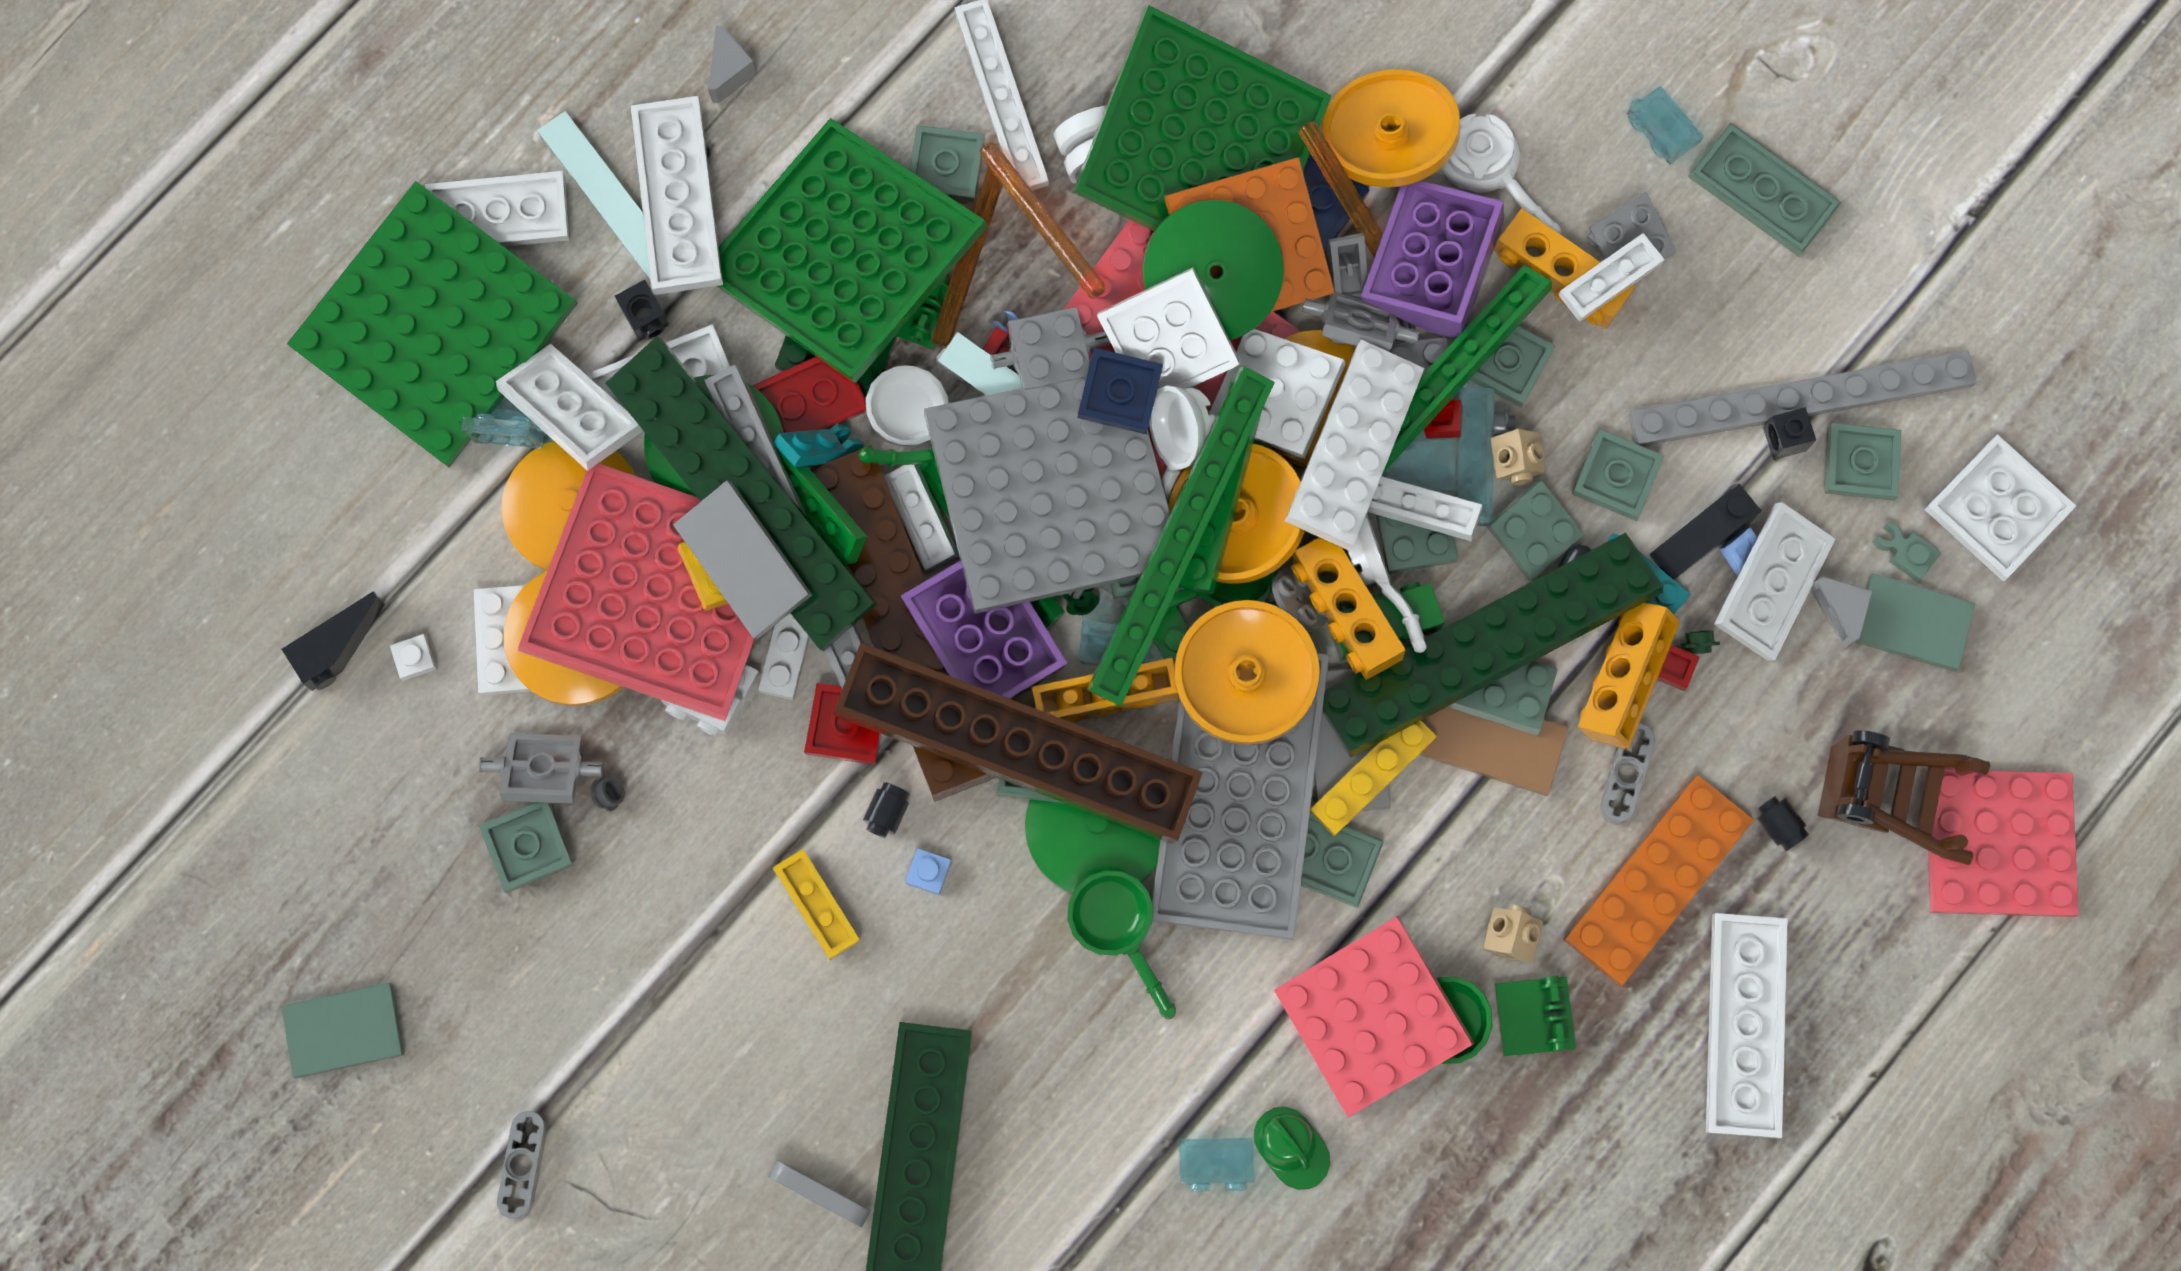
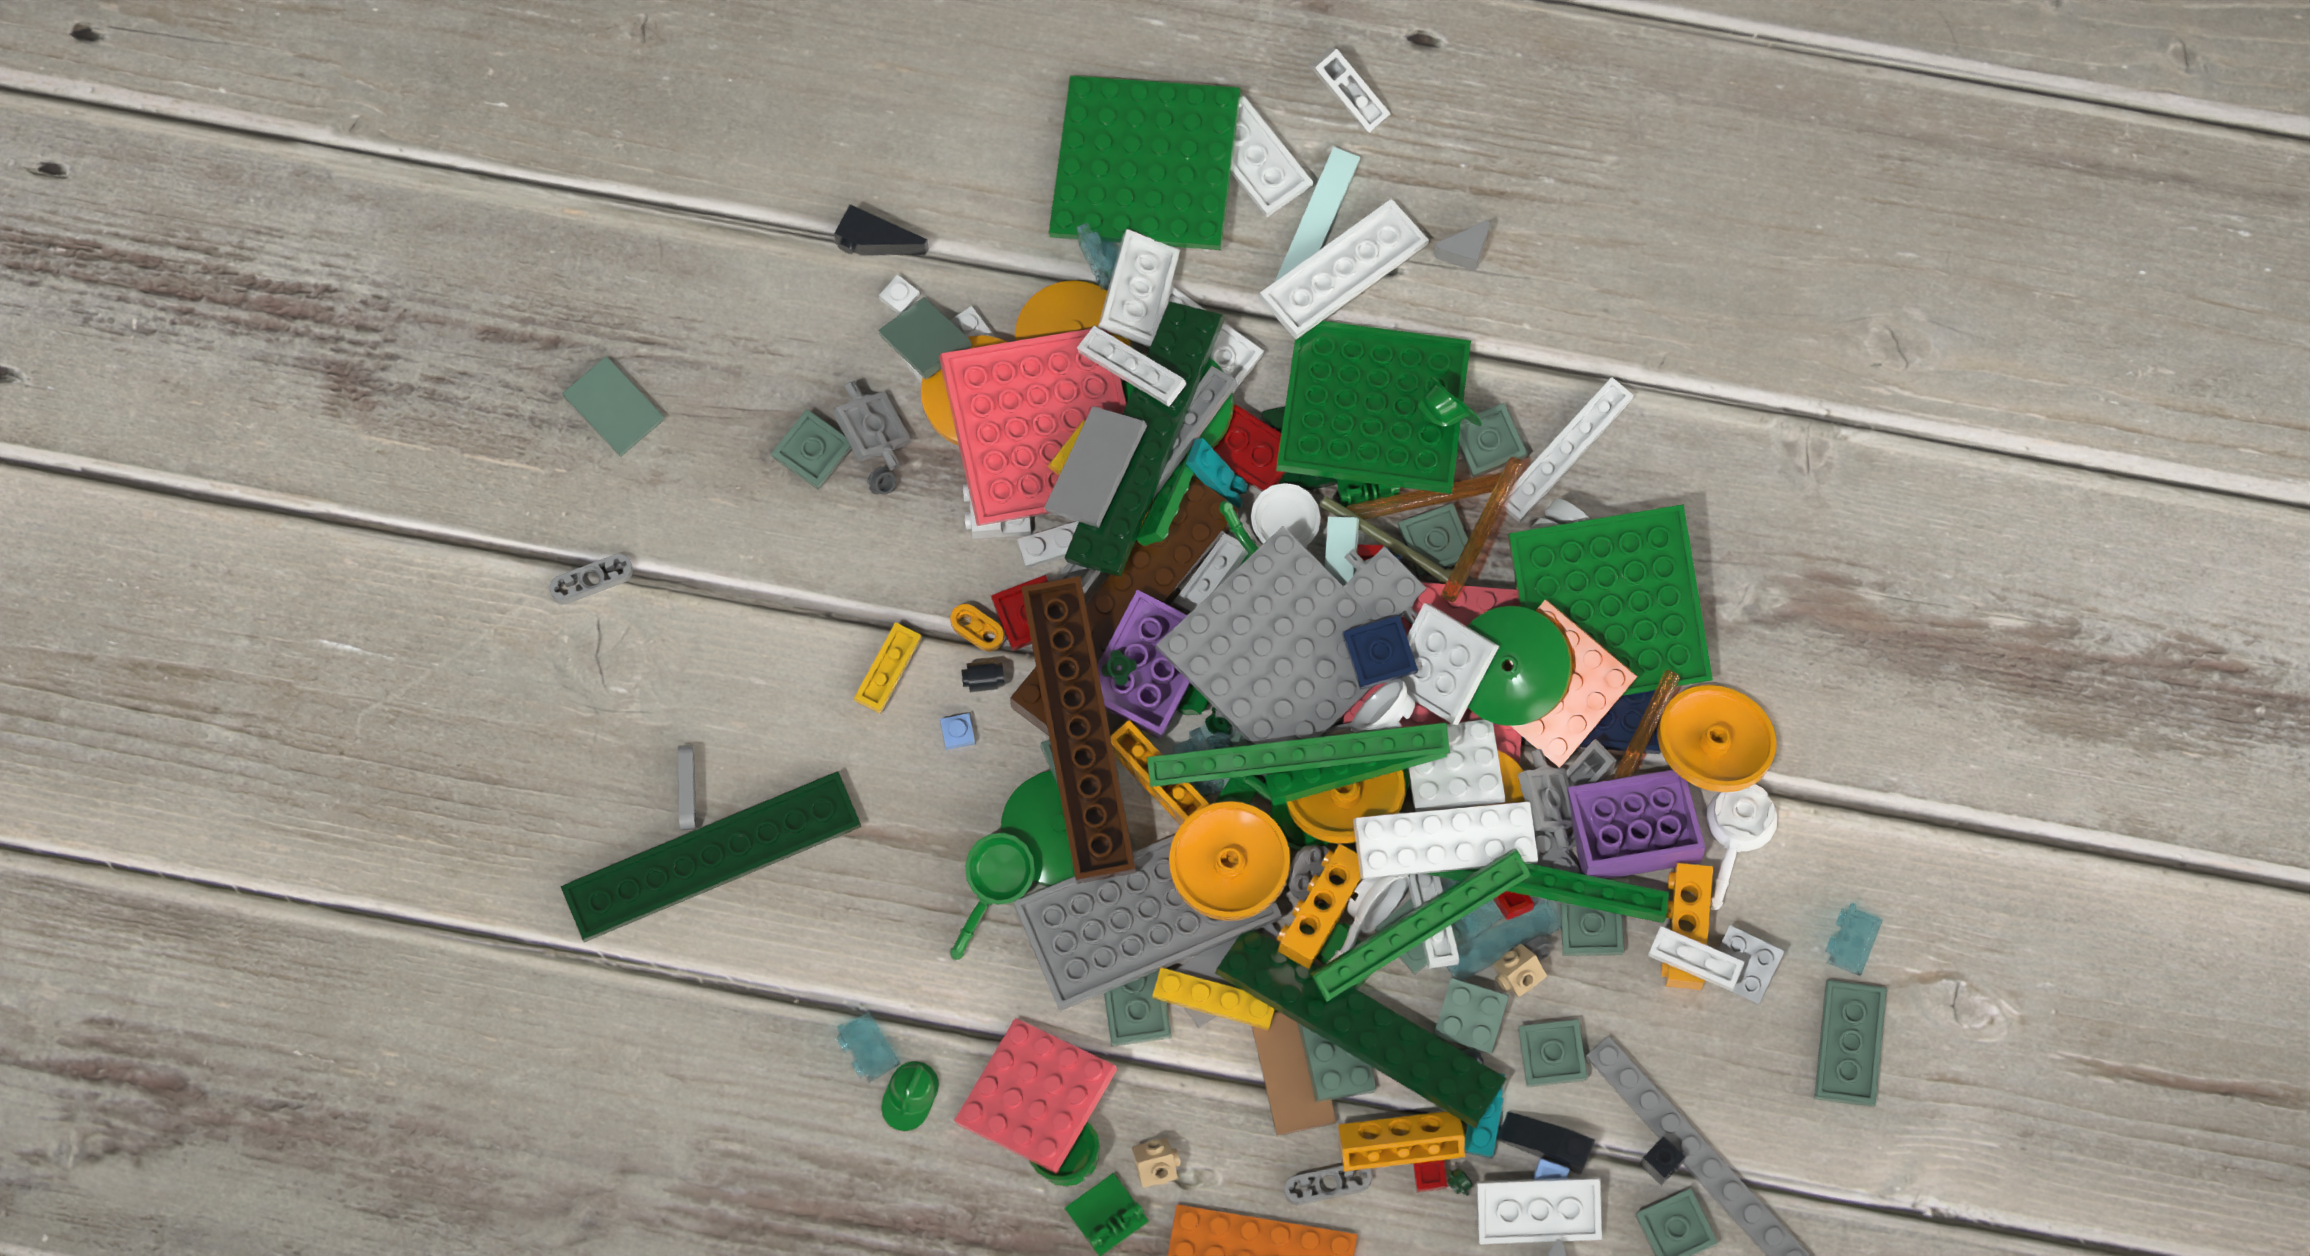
camera: 60 degrees right, 5 degrees down
(480, 656) = (922, 336): none -> sand green tile
(484, 77) = (1349, 88): none -> white slope
(641, 297) = (1245, 286): black brick -> none
(655, 459) = (1131, 366): none -> white plate
(828, 784) = (977, 628): none -> light orange plate
(896, 177) = (1444, 408): none -> green piece
(975, 653) = (1127, 665): none -> dark green plate
(1018, 275) = (1435, 536): none -> sand green plate
(1065, 287) = (1390, 542): none -> olive bar
(1106, 610) = (1219, 740): none -> clear light blue plate
(1427, 521) = (1420, 924): none -> green tile

